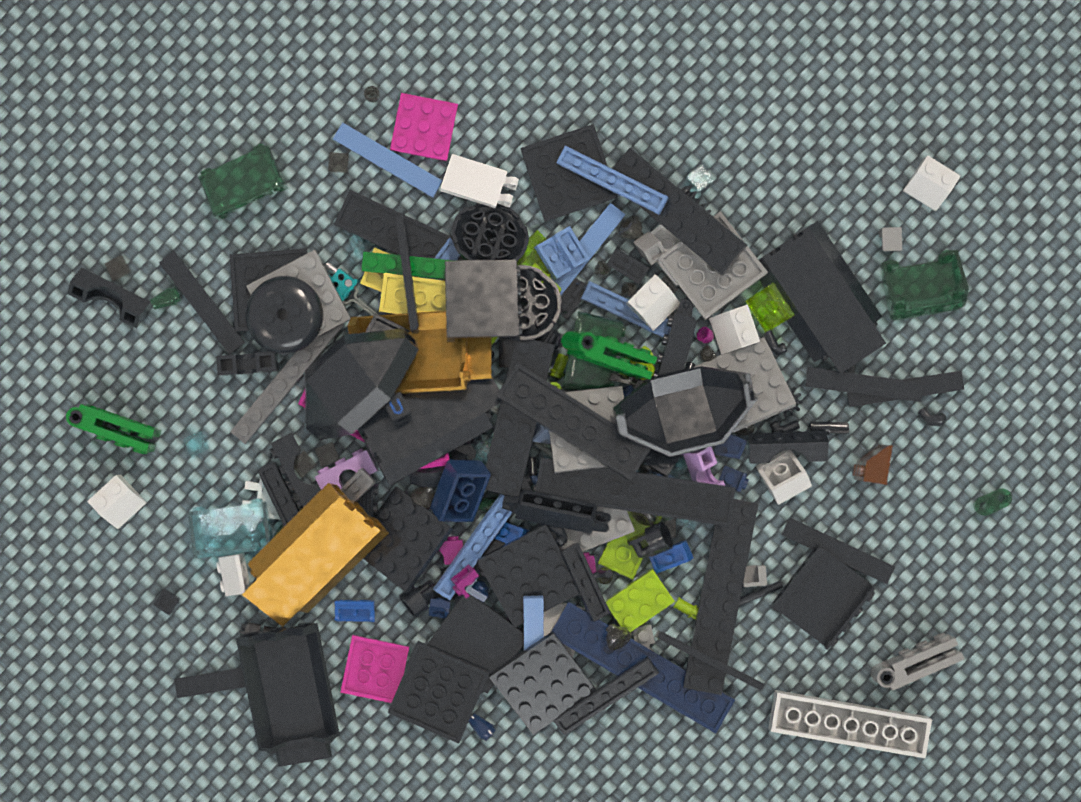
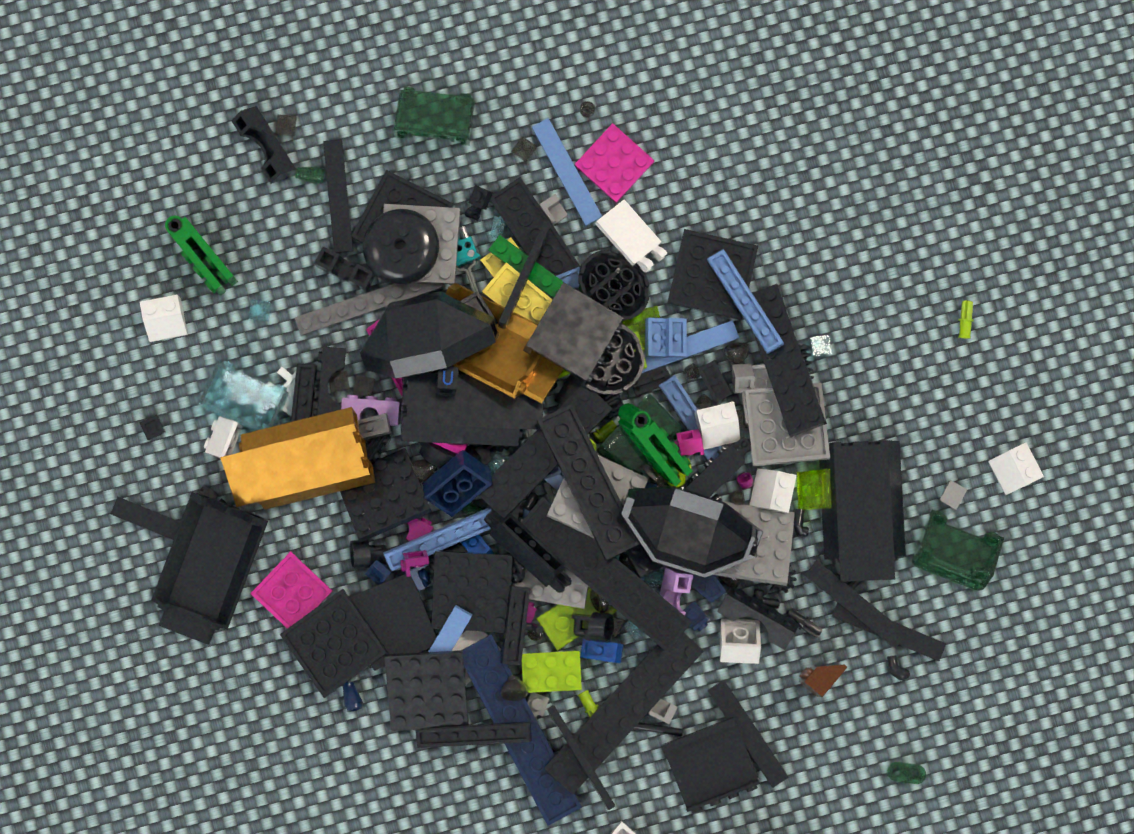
camera: 30 degrees right, 5 degrees down
(327, 231) = (479, 199): none -> black plate
(355, 610) = (305, 532): blue hinge -> none
(396, 200) = (553, 209): none -> light grey panel
(638, 332) = (689, 442): none -> dark pink brick
(811, 79) = (966, 319): none -> lime axle

